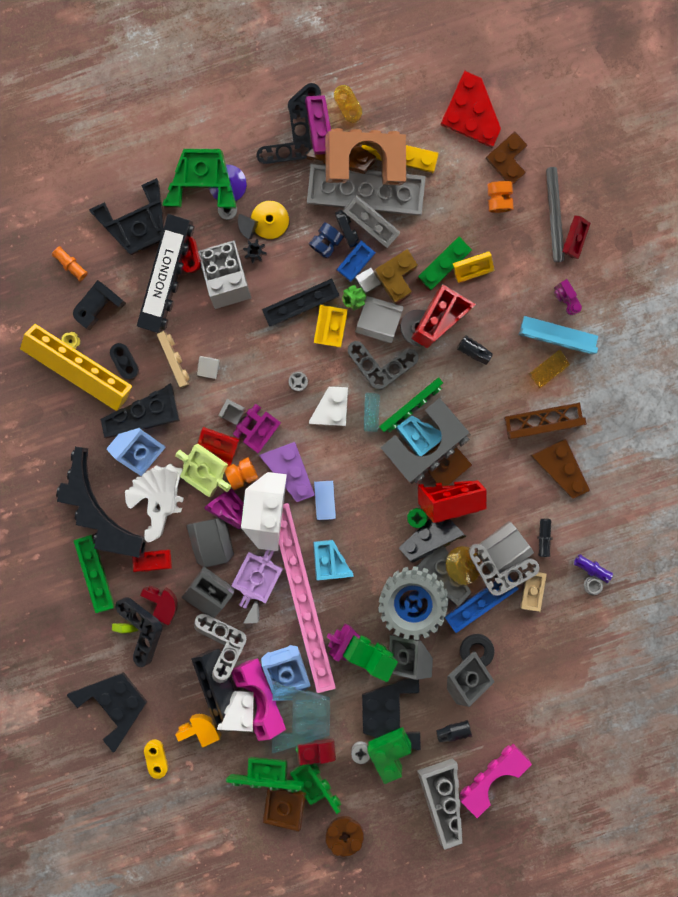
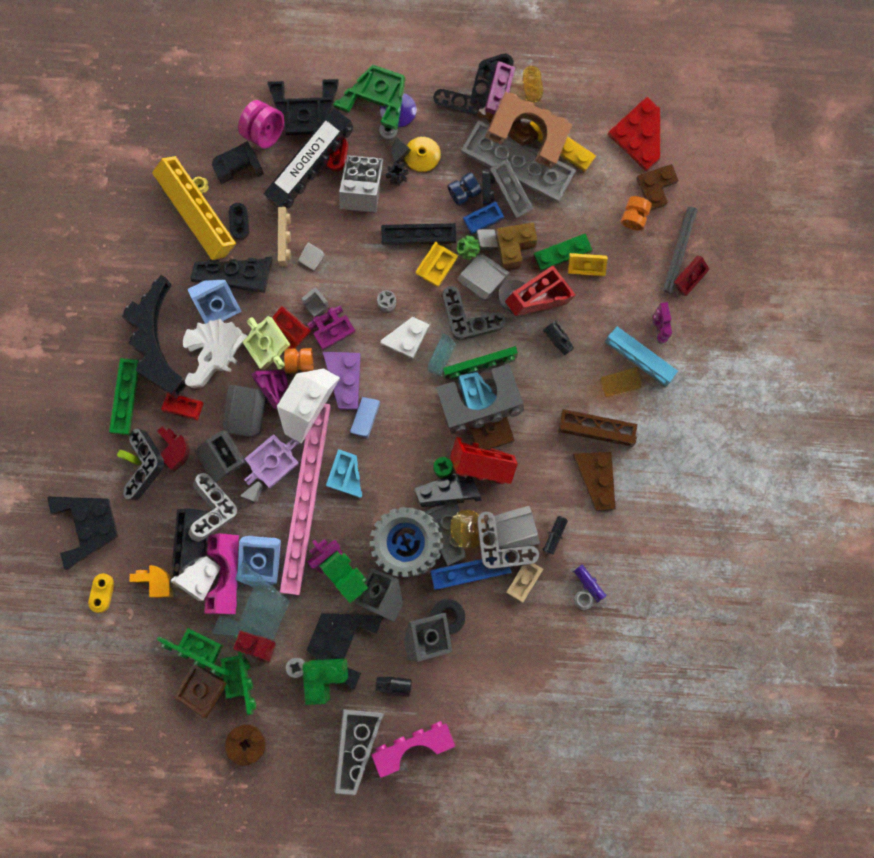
camera: 25 degrees right, 10 degrees down
(69, 263) = (229, 120): orange pin -> none
(103, 258) = (261, 124): none -> dark pink wheel

